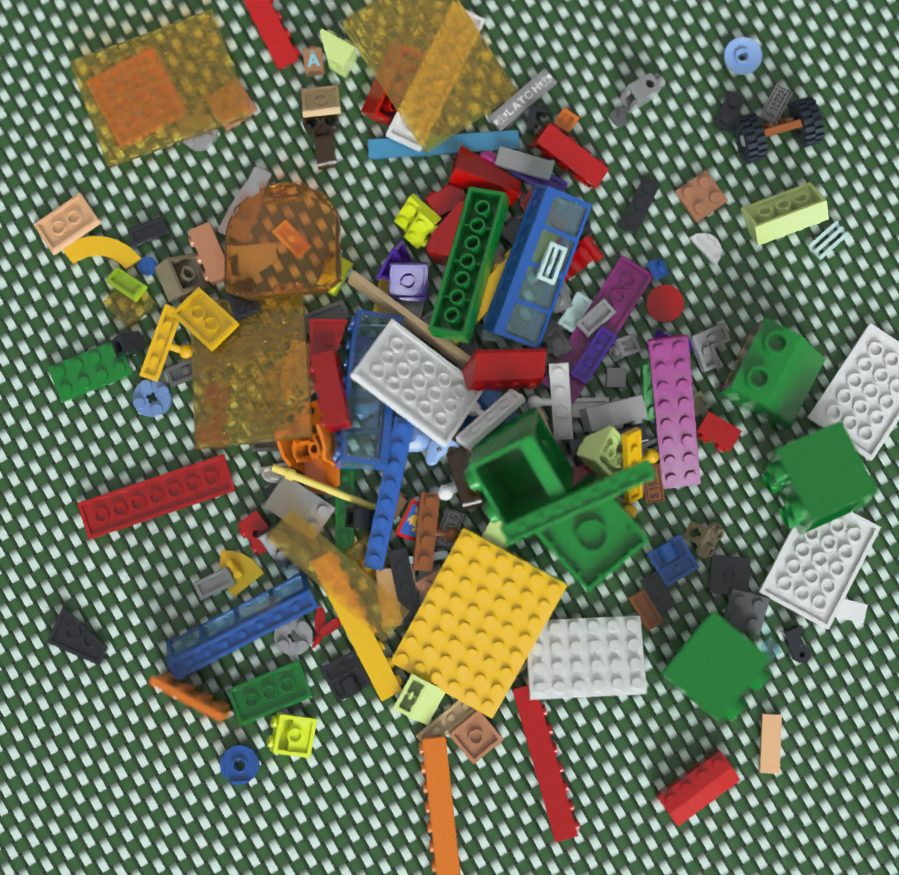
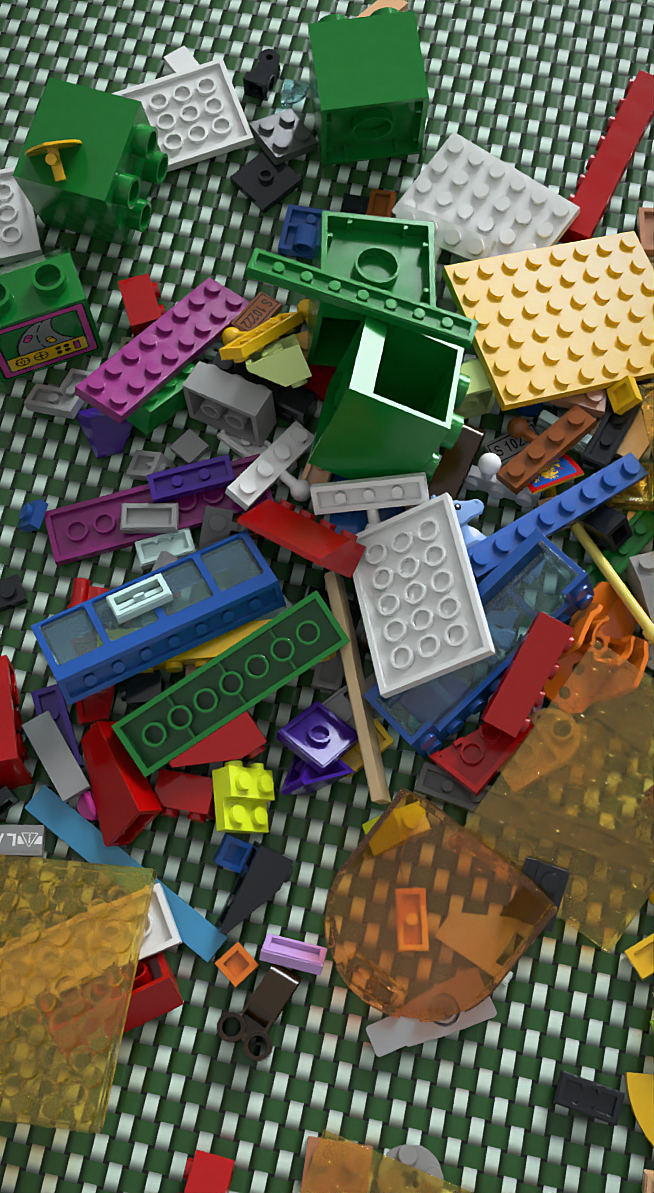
camera: 135 degrees left, 15 degrees down
(147, 266) = (624, 1054): blue piece -> none
(181, 276) = (592, 995): dark tan slope -> none
(205, 319) = (608, 907): yellow plate -> none
(209, 252) = (531, 994): nougat brick -> none
(313, 61) = (179, 1132): medium nougat brick -> none
(320, 101) = (219, 1065): tan tile -> none
(331, 176) = (293, 954): none -> lavender tile
(339, 52) = (142, 1108): yellowish green slope -> none
(353, 150) = (237, 964): none -> orange plate
(376, 190) = (257, 882): none -> black slope
(399, 195) = (232, 853): none -> blue plate
(411, 599) = (624, 395): none -> yellow plate
(593, 618) = (451, 236): none -> white plate
(664, 303) = (63, 478): red tile -> none
(697, 786) = (480, 38): red slope -> none
(707, 539) = (262, 219): dark tan bracket -> none
(827, 445) = (53, 157): none -> yellow shield

